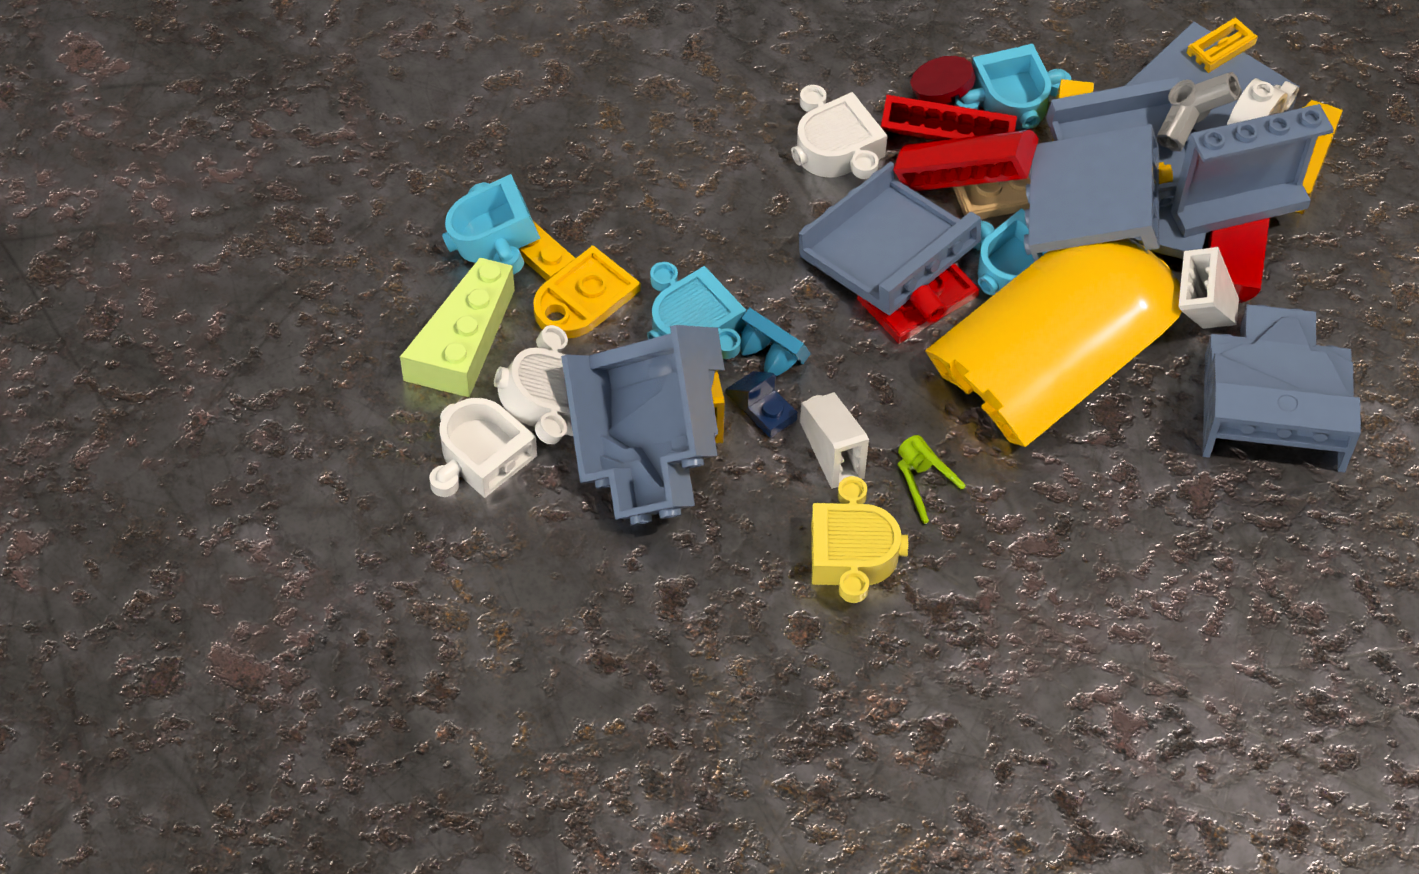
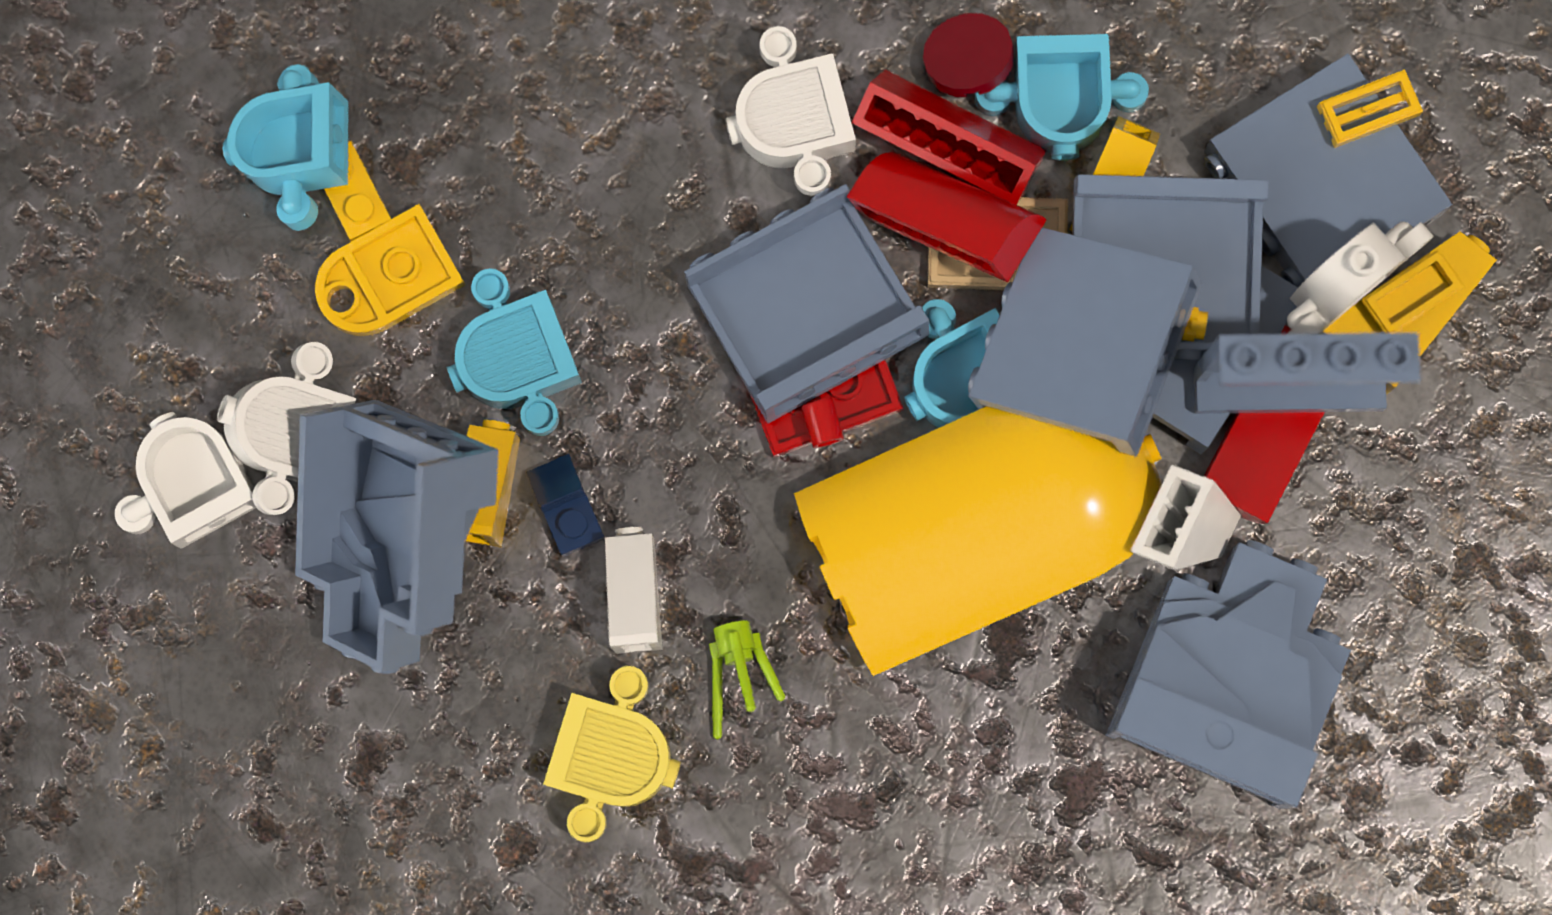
camera: 20 degrees right, 25 degrees up
(461, 332) = (212, 300): yellowish green wedge -> none
(784, 348) = (619, 432): dark azure tile -> none
(1193, 104) = (1270, 230): light grey piece -> none

